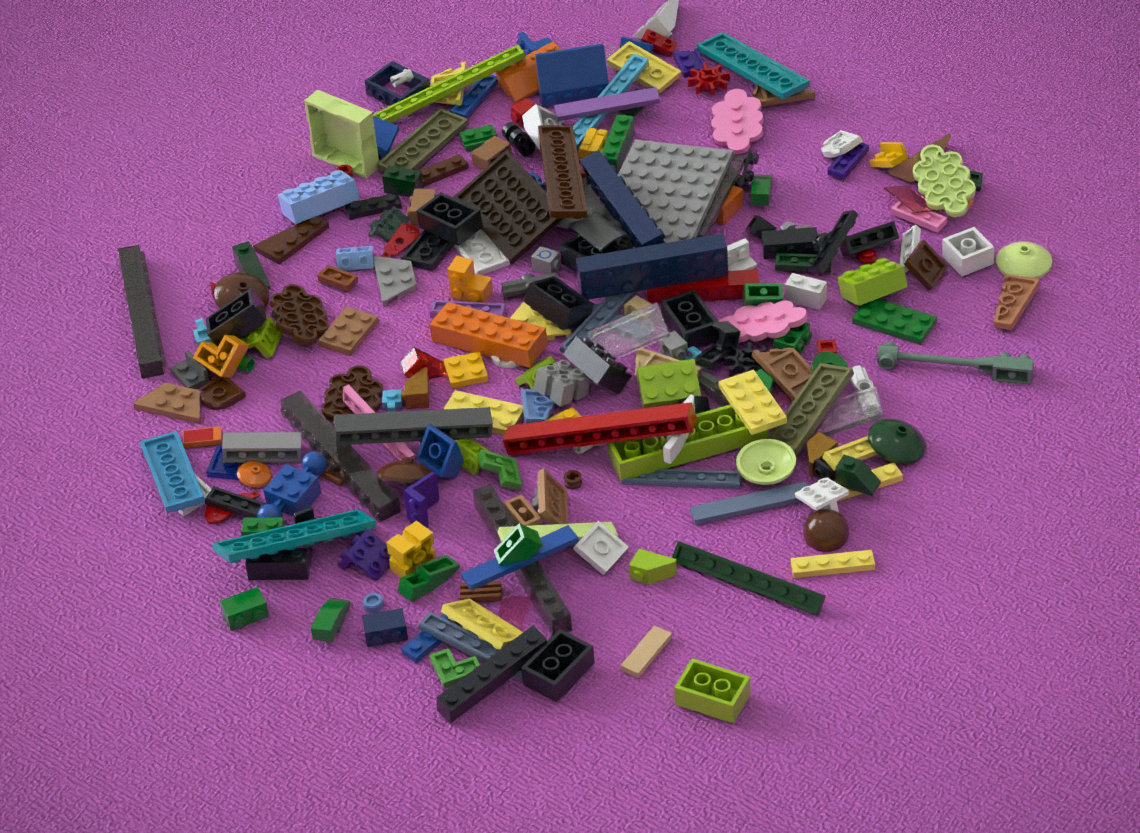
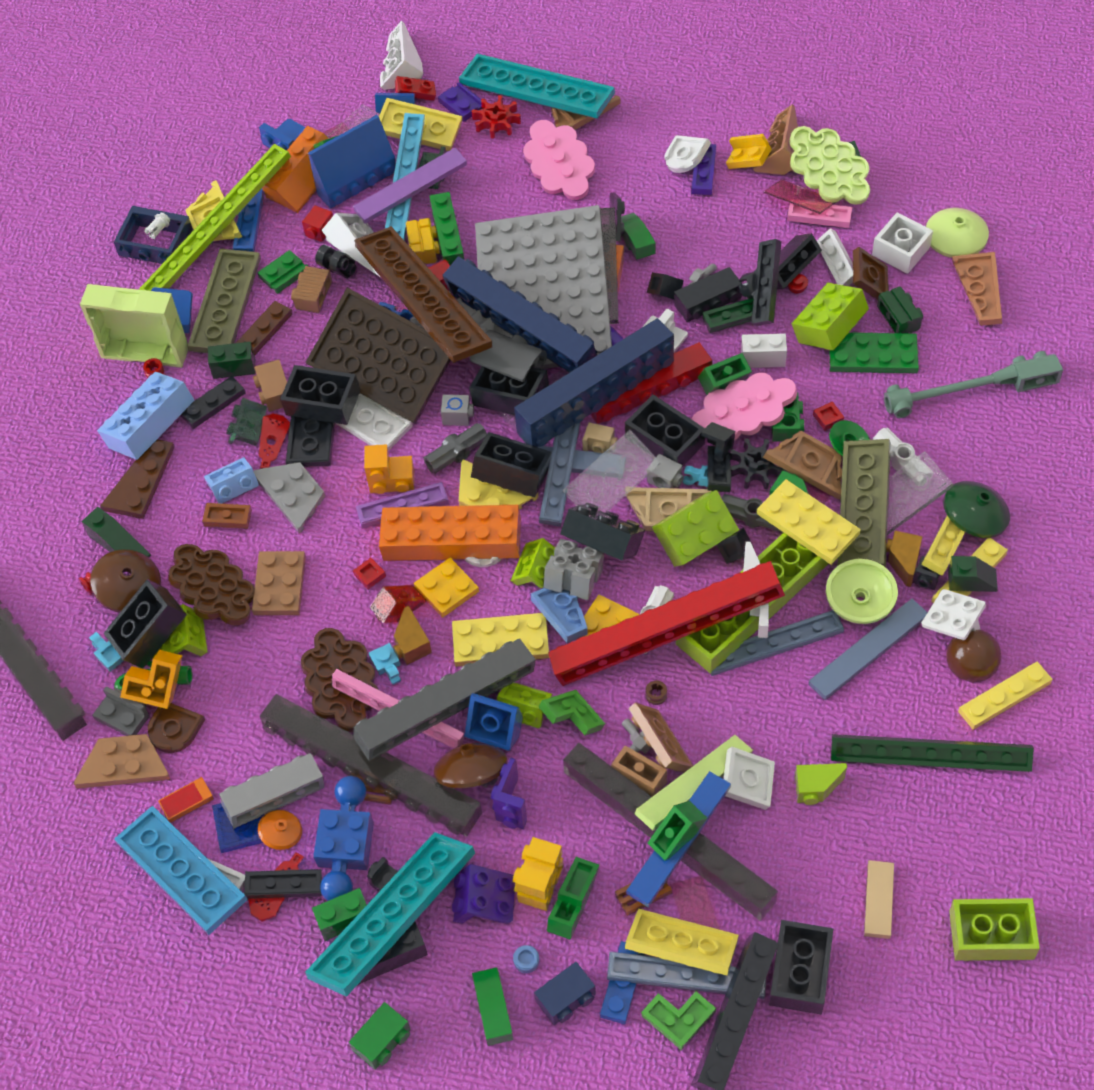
camera: 25 degrees left, 15 degrees up
(415, 341) = (369, 573): none -> red plate
(933, 297) = (900, 311): none -> dark green brick

